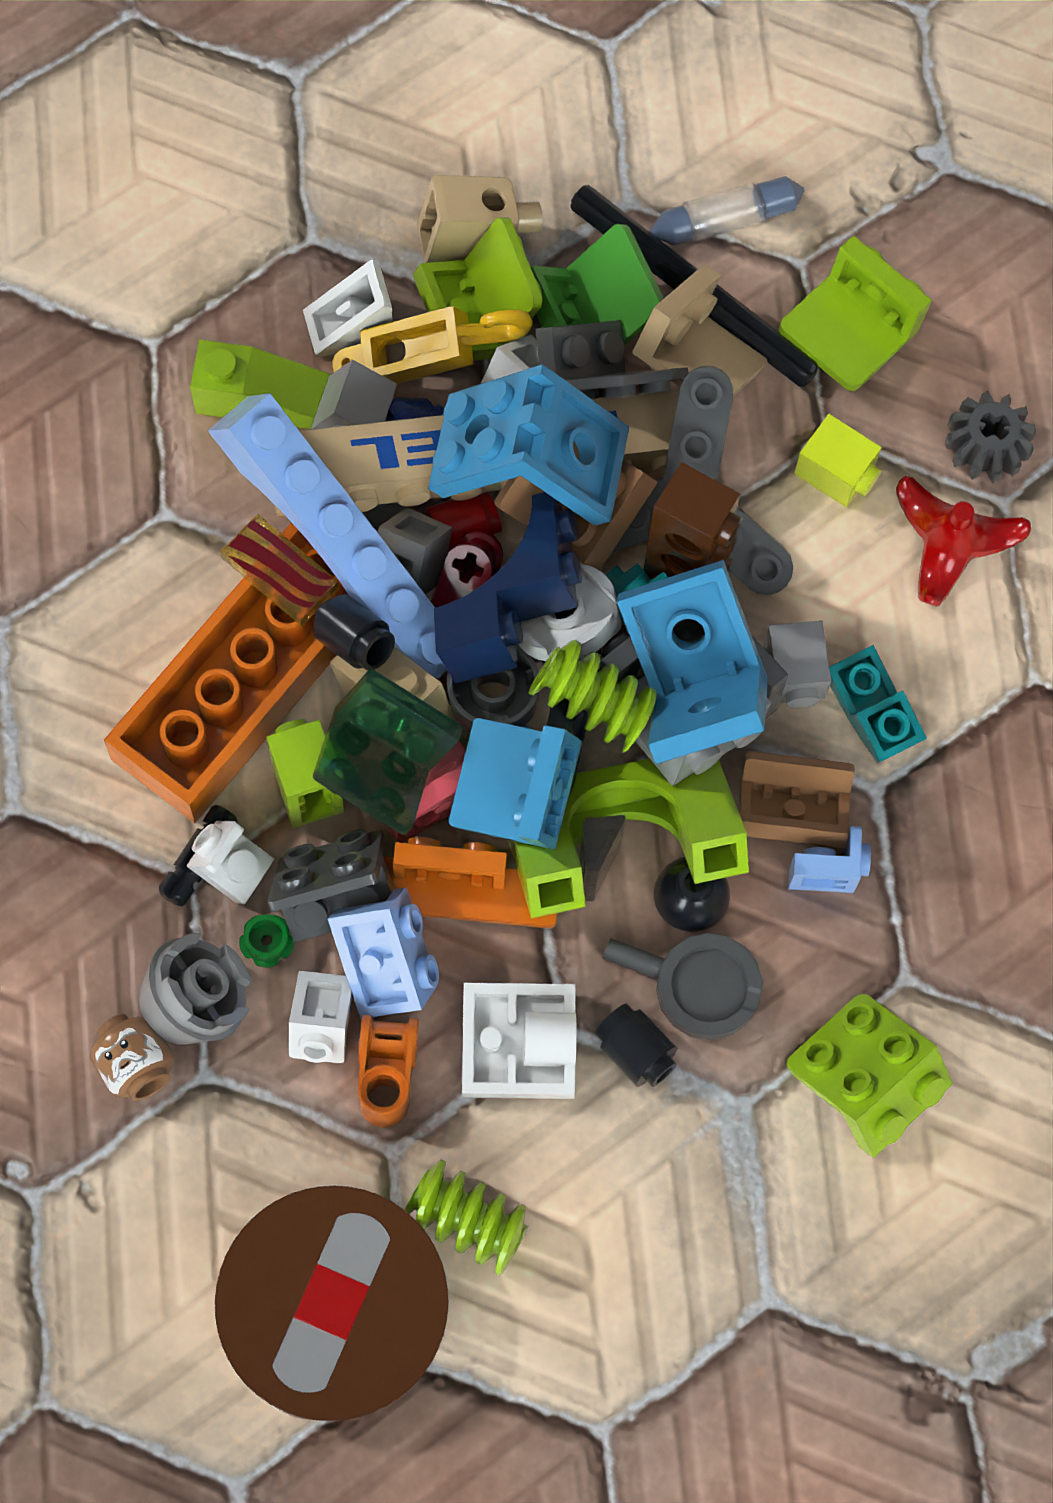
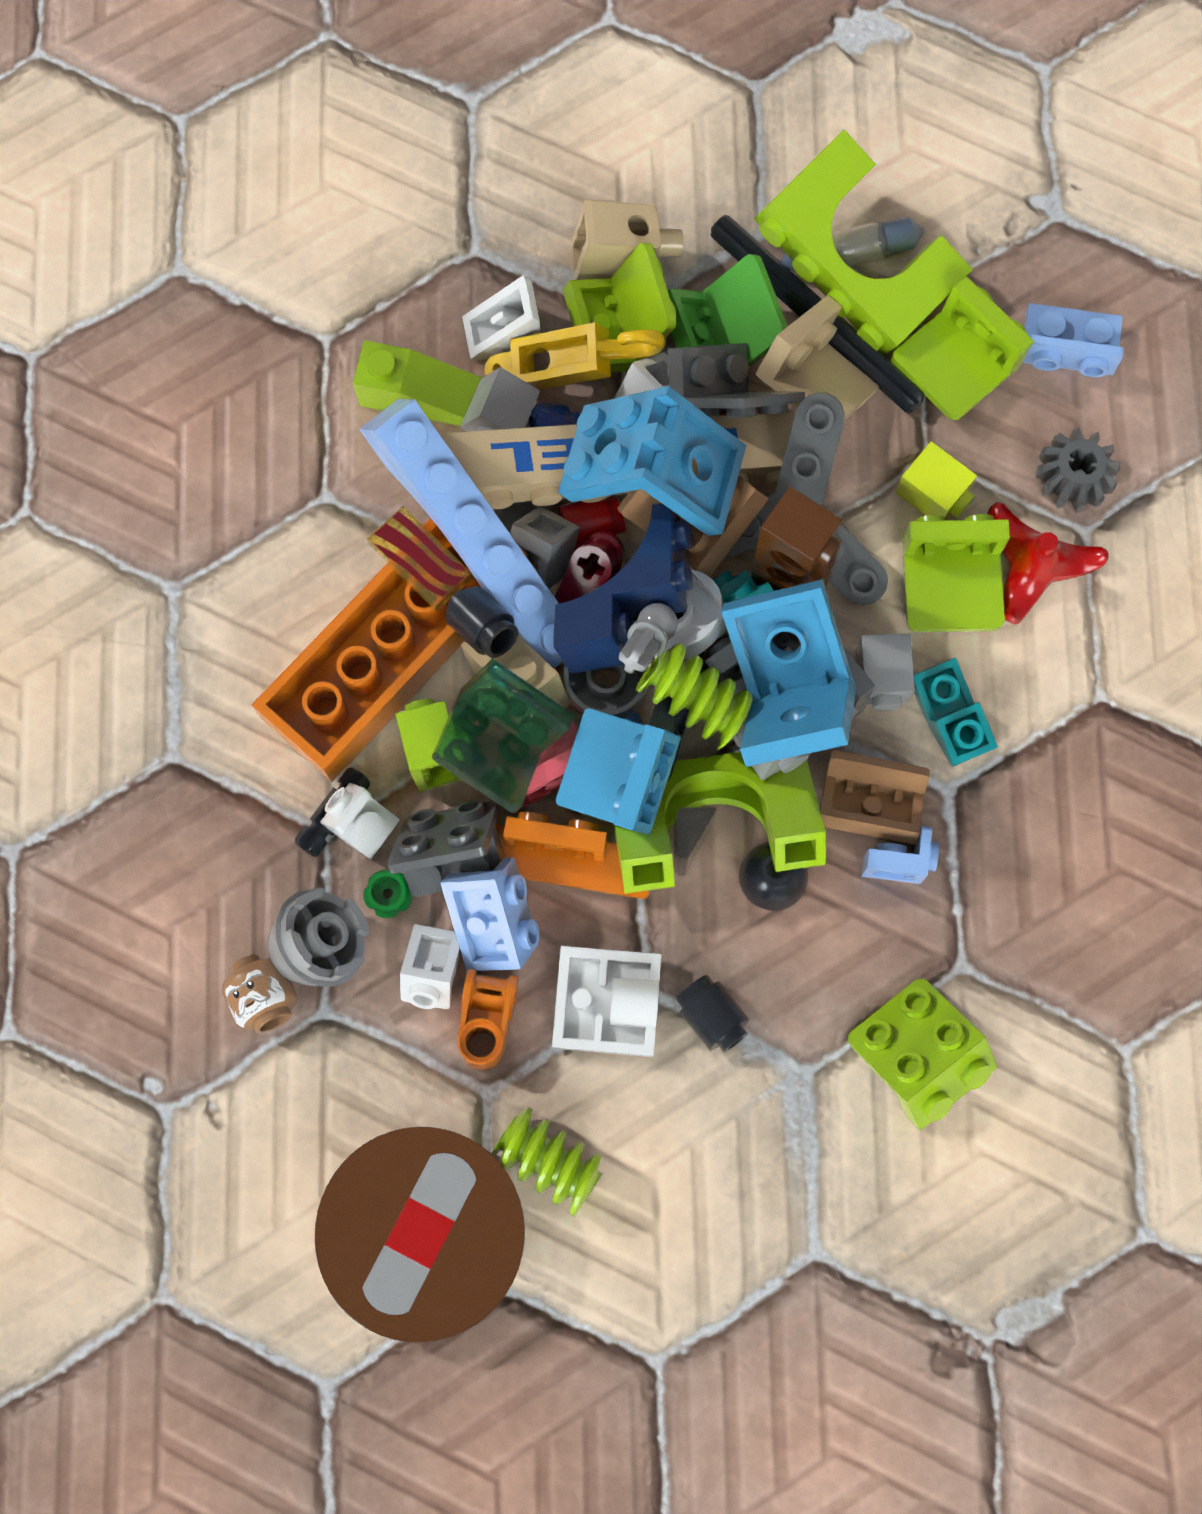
camera: 10 degrees right, 5 degrees up
(539, 634) = (648, 636): none -> light grey axle
(671, 191) = (802, 227): none -> lime arch
(703, 985) = (777, 961): dark grey piece -> none
(865, 554) = (954, 573): none -> lime bracket
(975, 298) = (1073, 340): none -> light blue bracket

